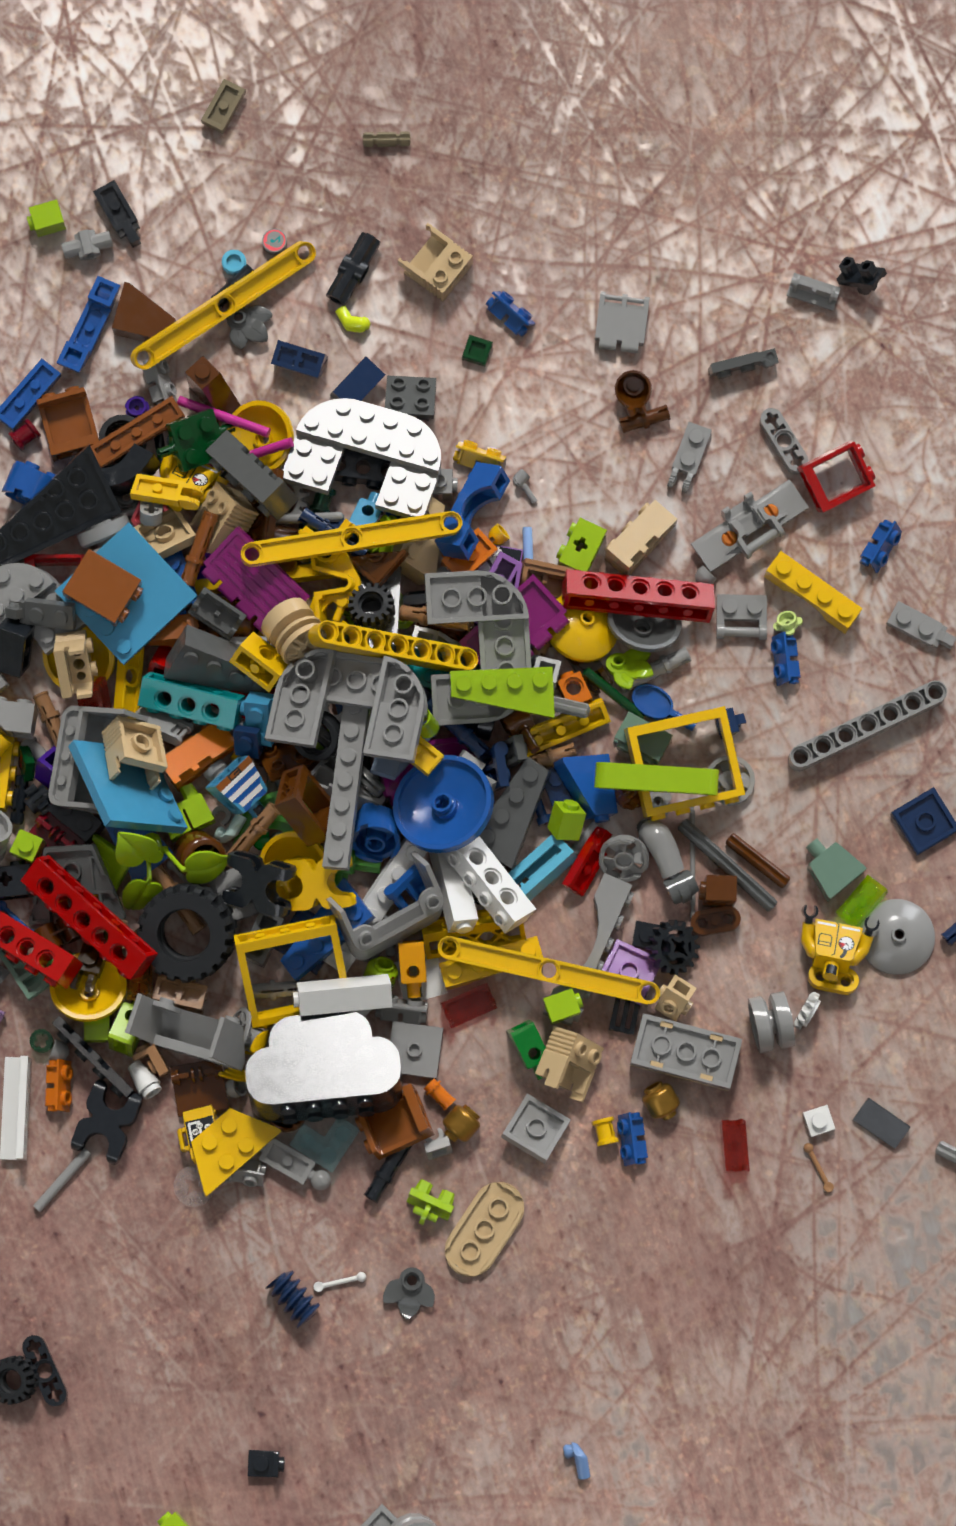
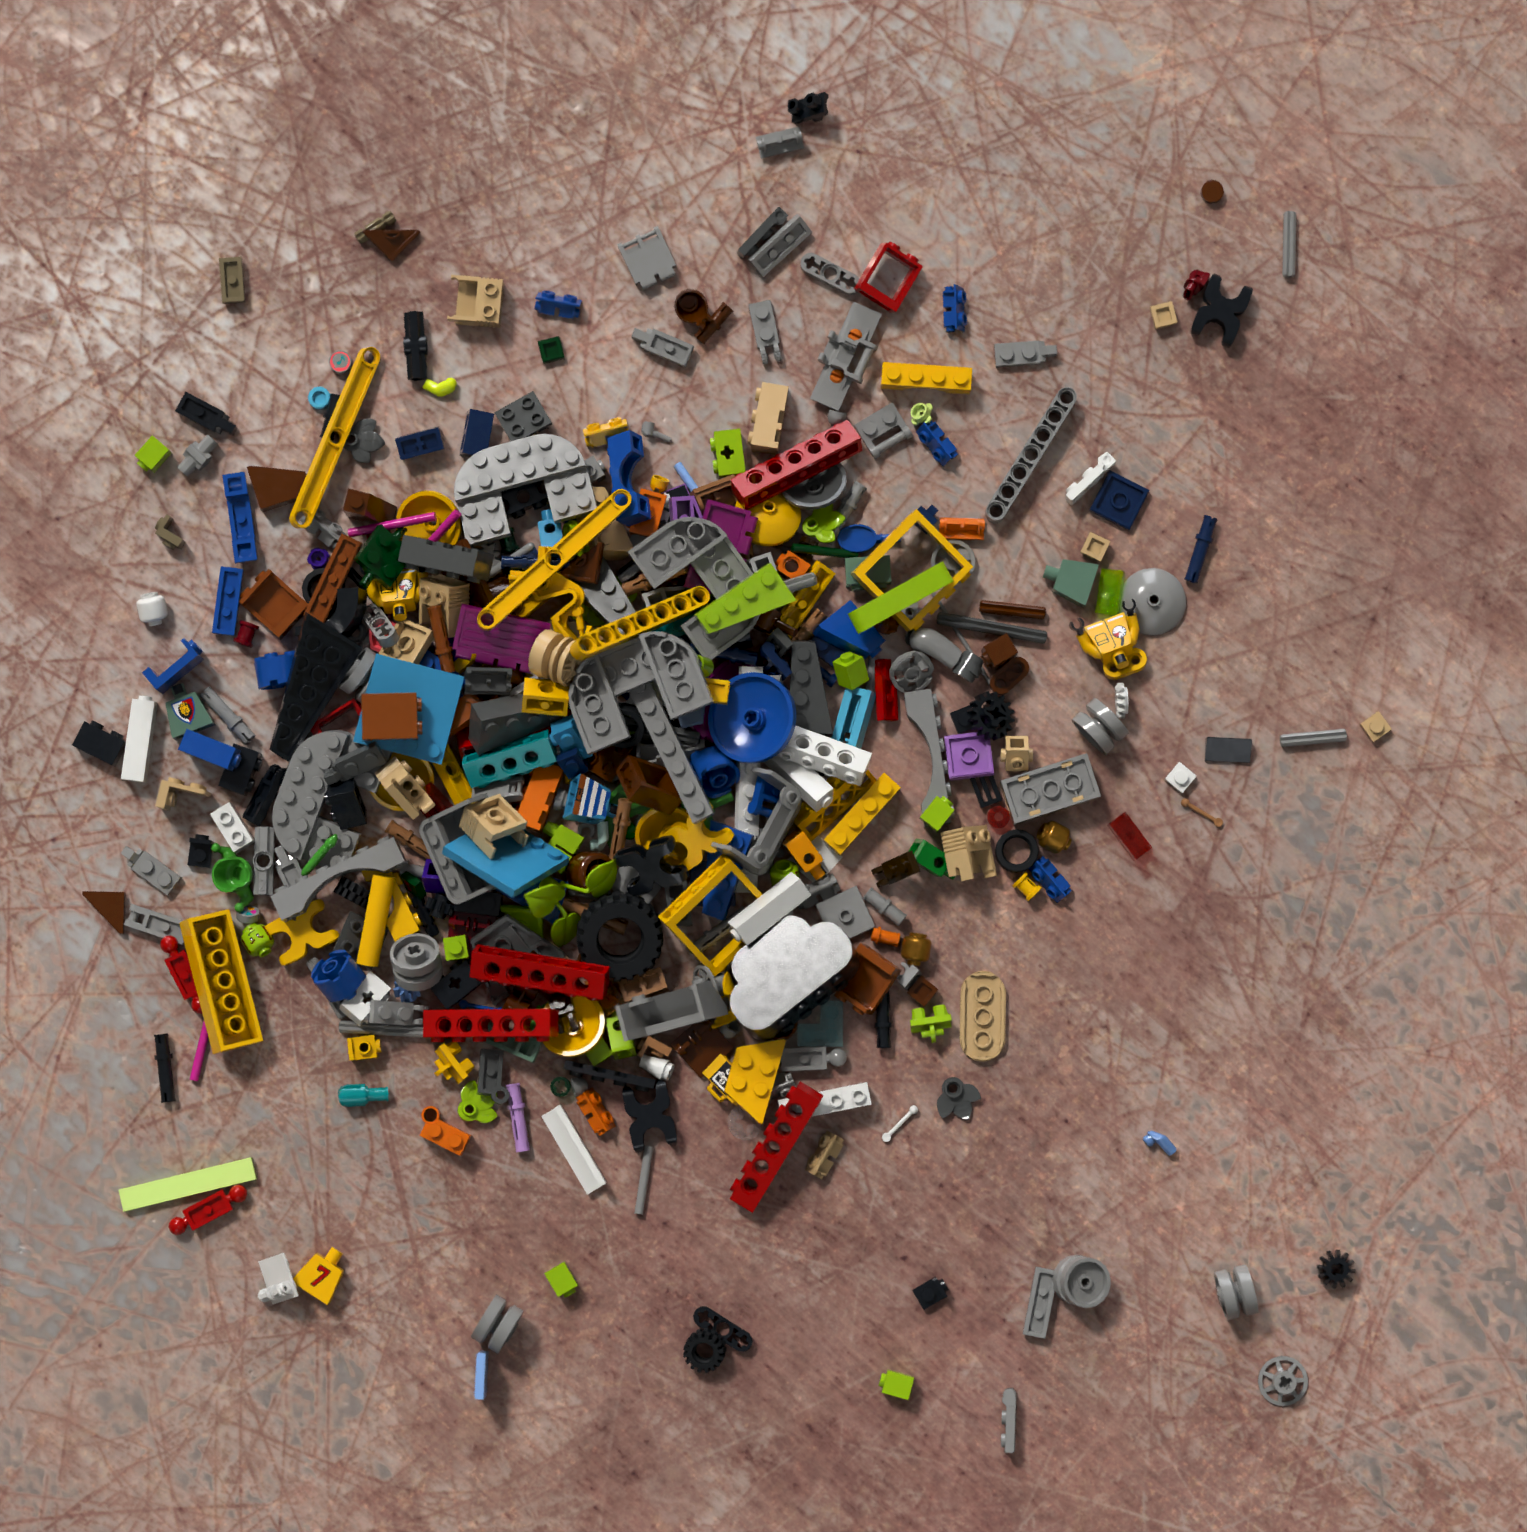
camera: 30 degrees left, 5 degrees up
(11, 305) = (170, 539): none -> dark tan bracket
(166, 492) = (387, 611): yellow hinge -> none
(258, 1258) = (827, 1145): none -> tan hinge
(263, 1201) = (750, 1196): none -> red brick
(280, 1214) = (838, 1099): none -> white brick
(293, 1297) = (874, 1157): dark blue piece -> none
(366, 595) = (596, 591): black tyre -> none
(393, 161) = (391, 242): none -> reddish brown tile
(442, 1168) = (922, 991): none -> reddish brown plate
(457, 1065) = (884, 906): none -> light grey pin
(468, 1005) = (865, 856): clear red hinge -> none
(490, 1035) = (897, 869): none -> dark brown hinge
(535, 1128) = (974, 917): light grey hinge -> none
(566, 973) = (925, 788): yellow beam -> none
(585, 411) = (664, 345): none -> light grey hinge
(616, 1055) = (998, 824): none -> clear red plate
(617, 1072) = (1017, 833): none -> black tyre
(753, 385) = (780, 245): none -> light grey plate
(758, 754) = (962, 528): none -> orange hinge
(874, 850) = (1095, 547): none -> tan plate
(909, 783) = (1090, 478): none -> white hinge

